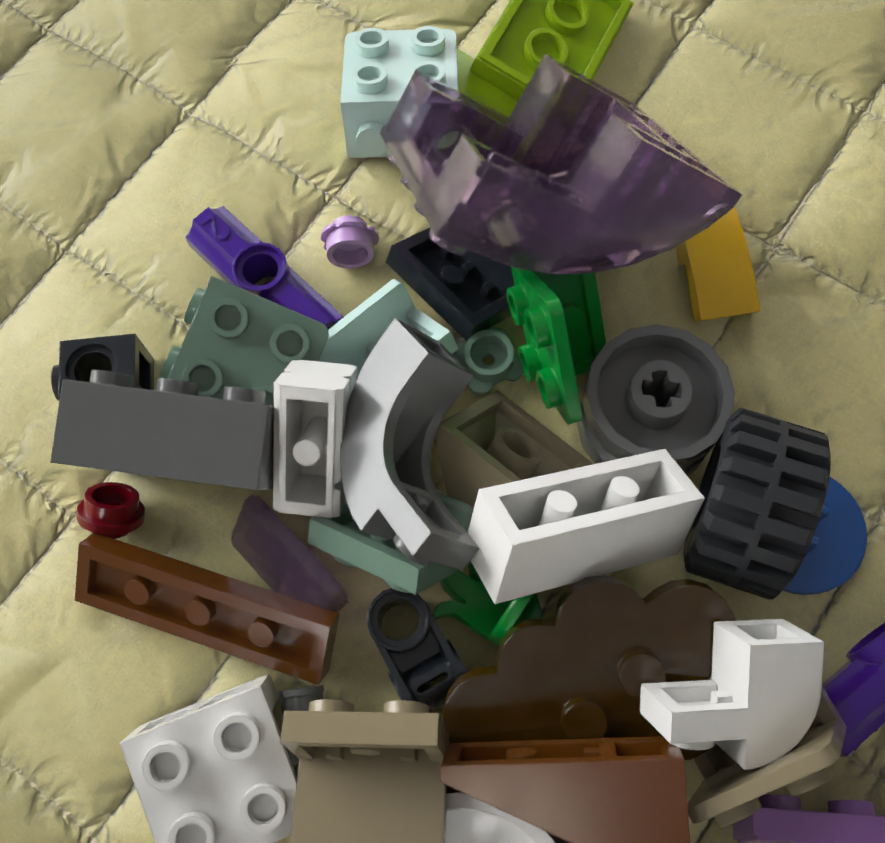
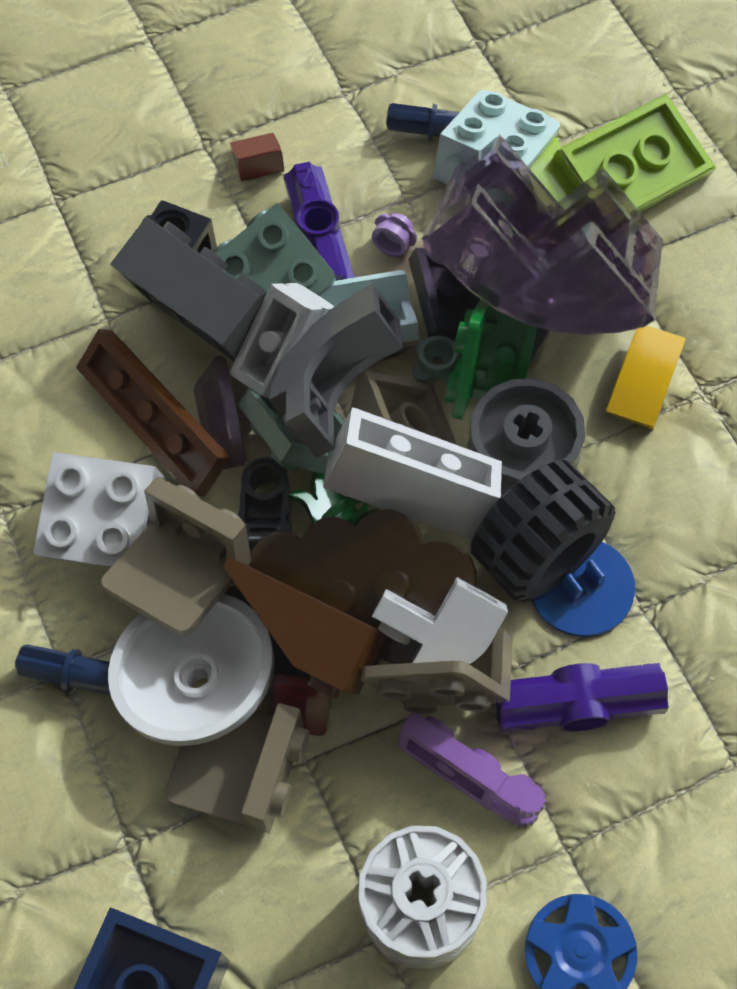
camera: 30 degrees right, 5 degrees down
(111, 509) = (131, 323): dark red plate -> none
(138, 230) = (257, 156): none -> slope
(300, 99) = (418, 119): none -> dark blue axle

